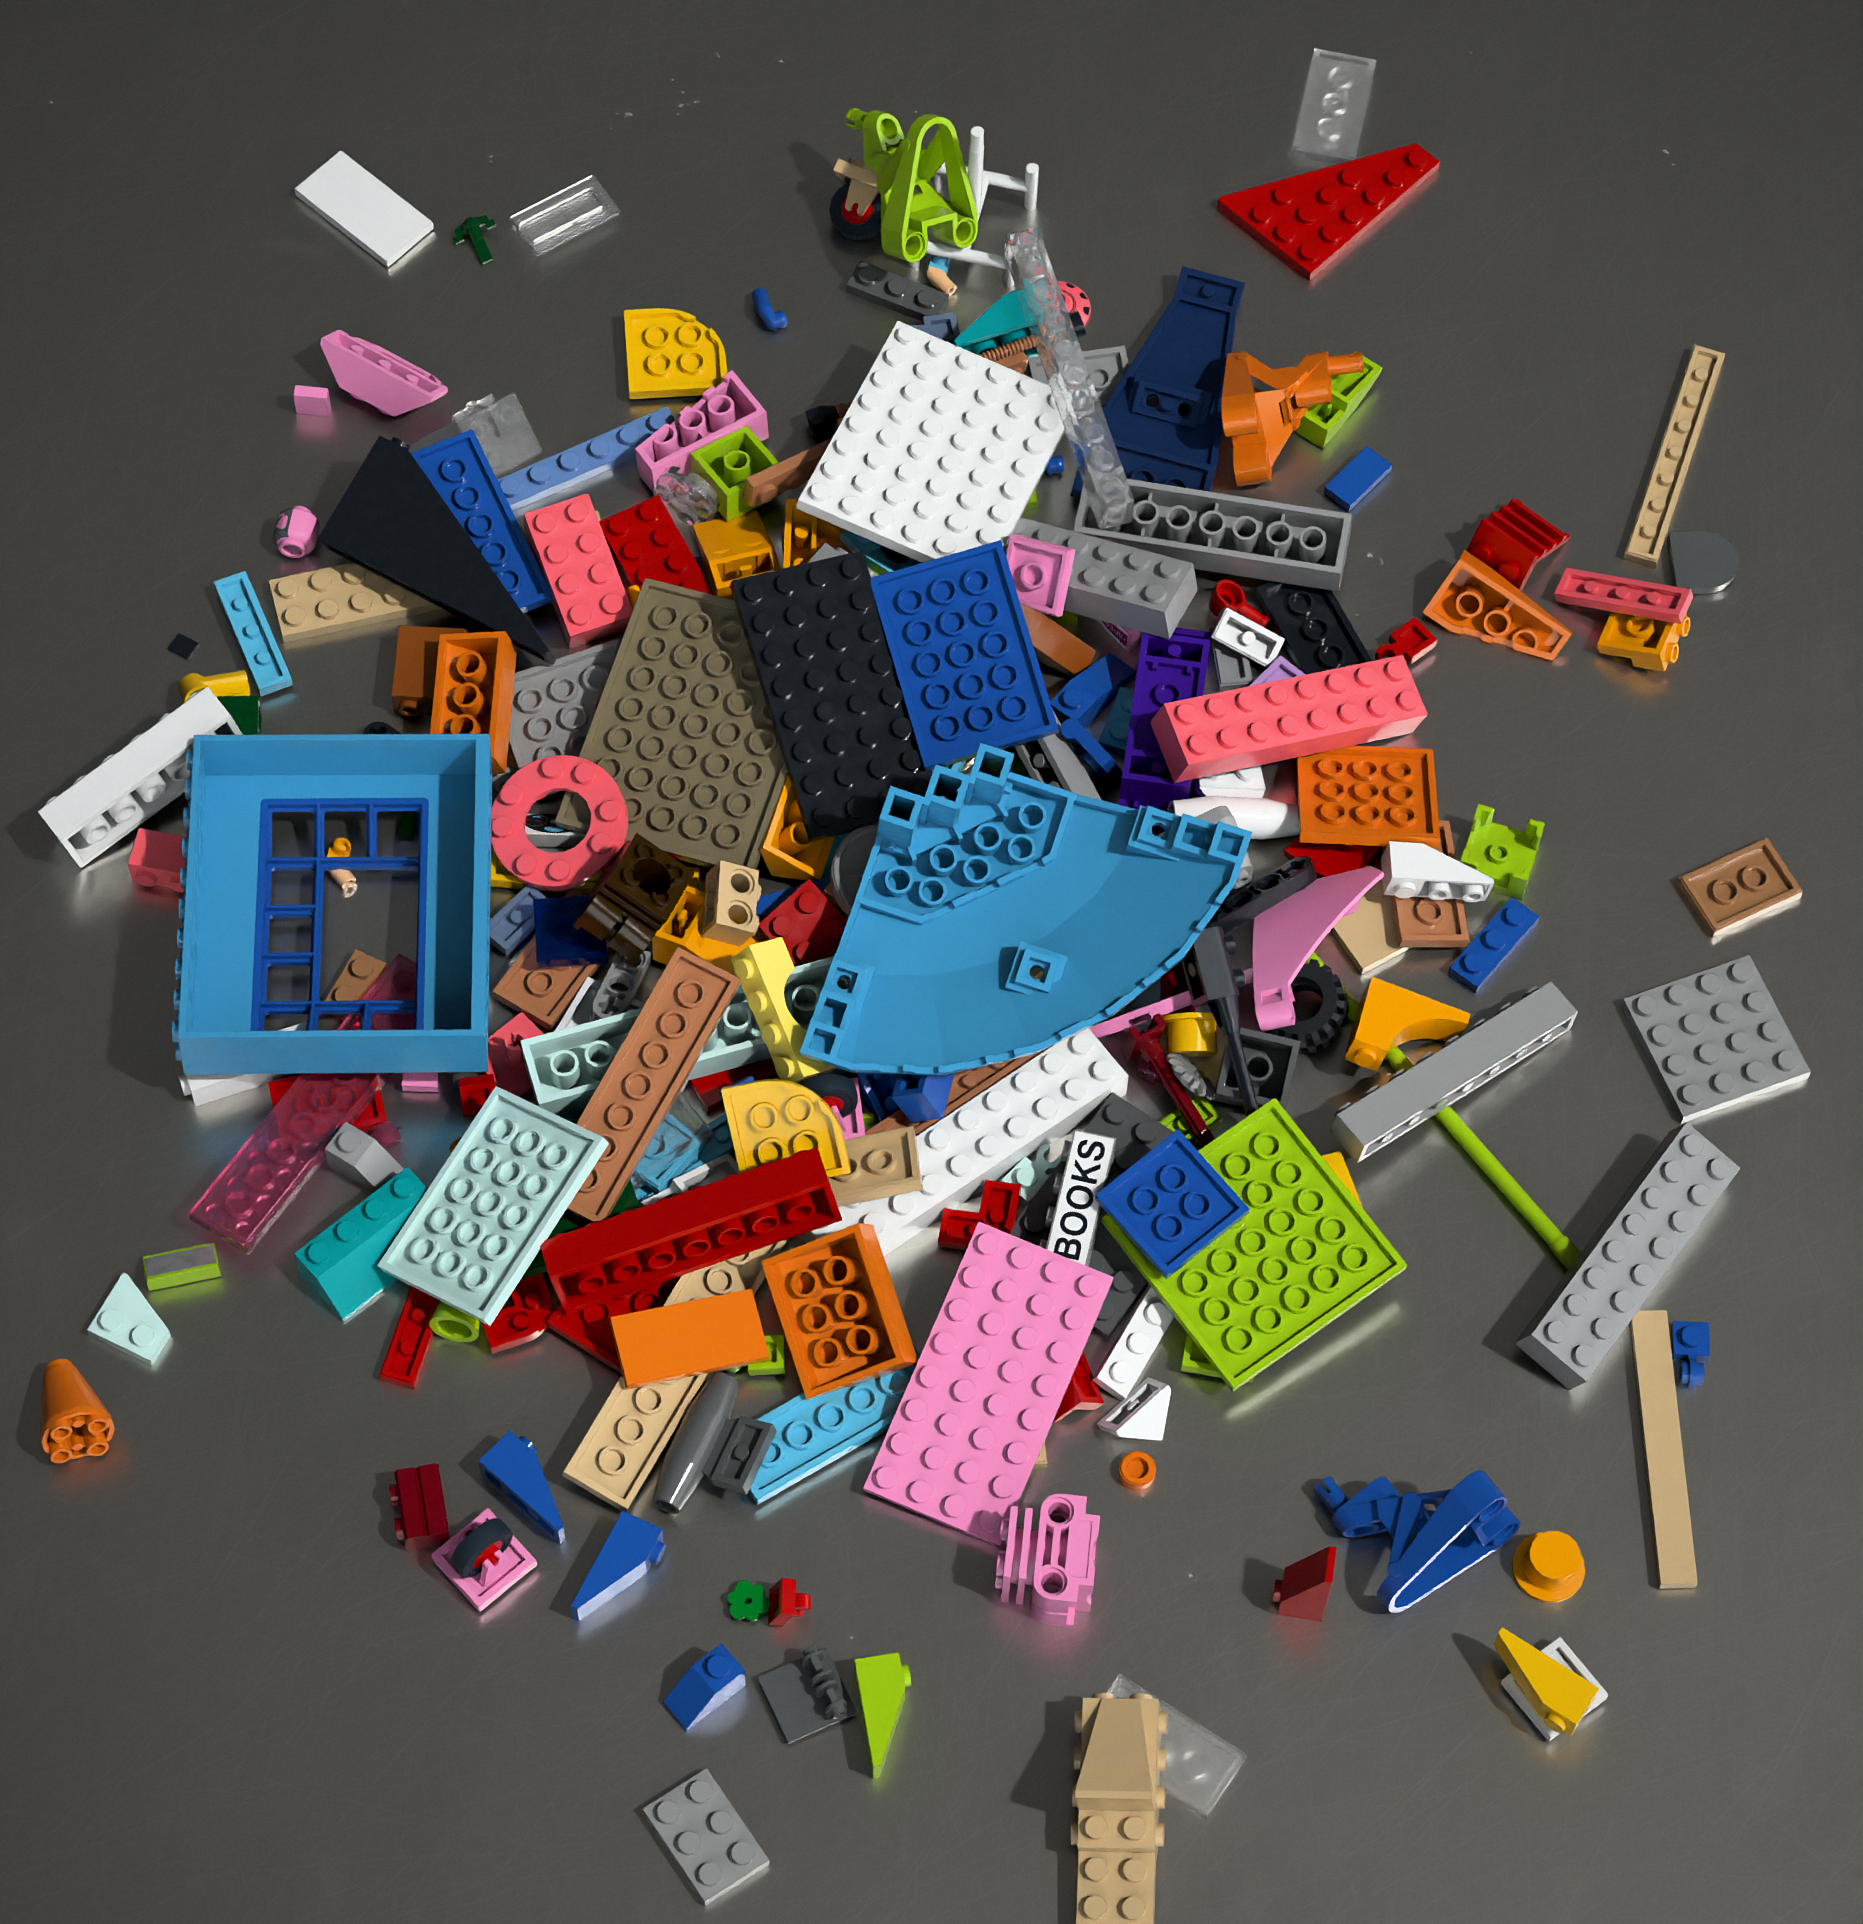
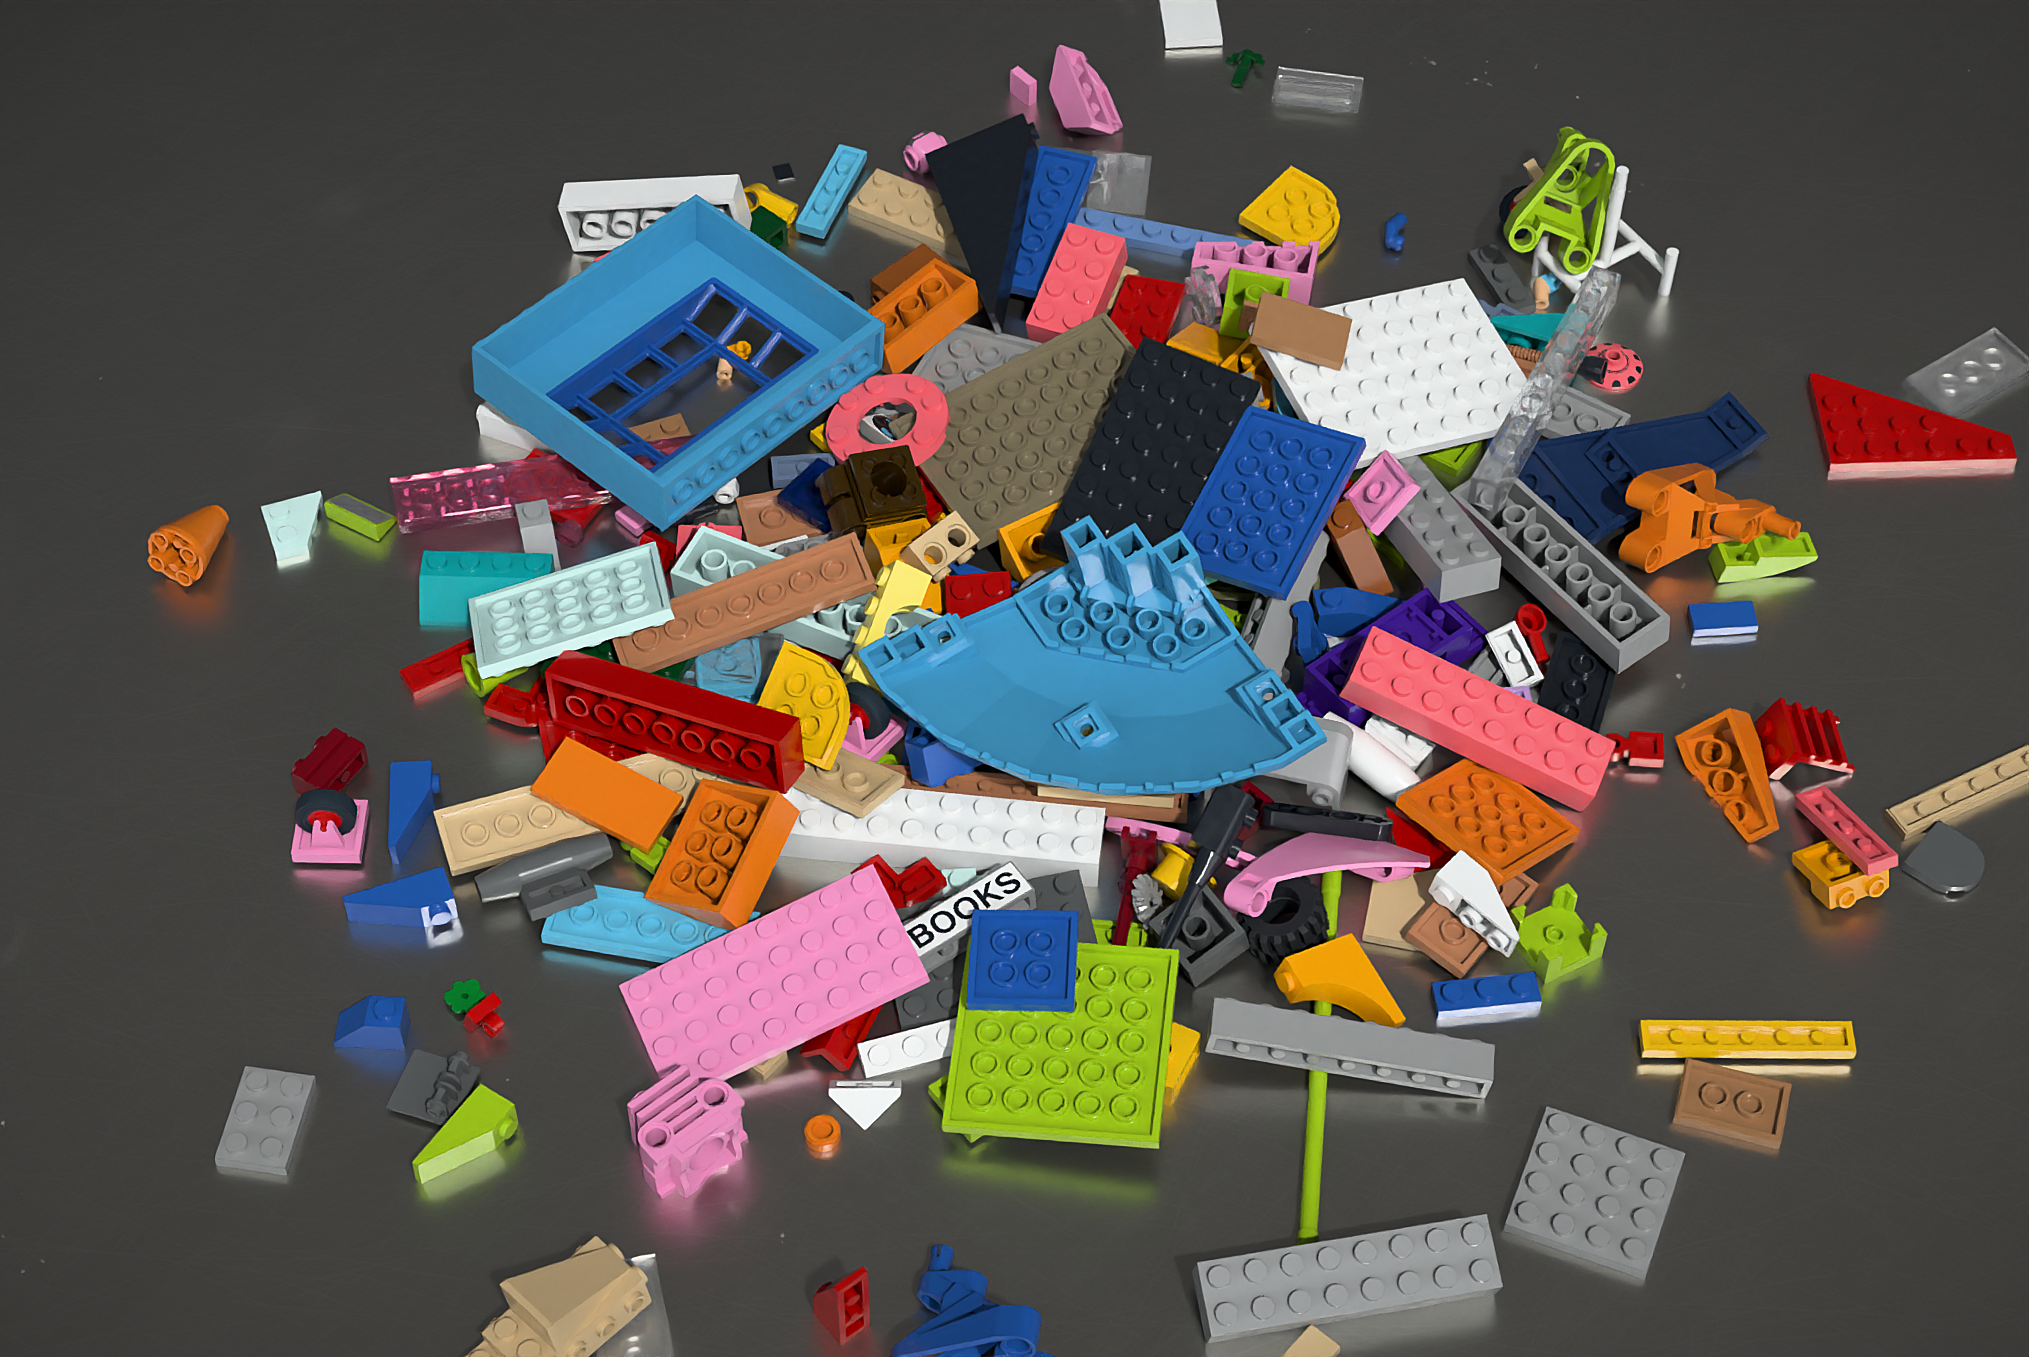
camera: 45 degrees right, 10 degrees down
(847, 476) = (1301, 331): none -> medium nougat tile
(1705, 827) = (1746, 1039): none -> yellow plate

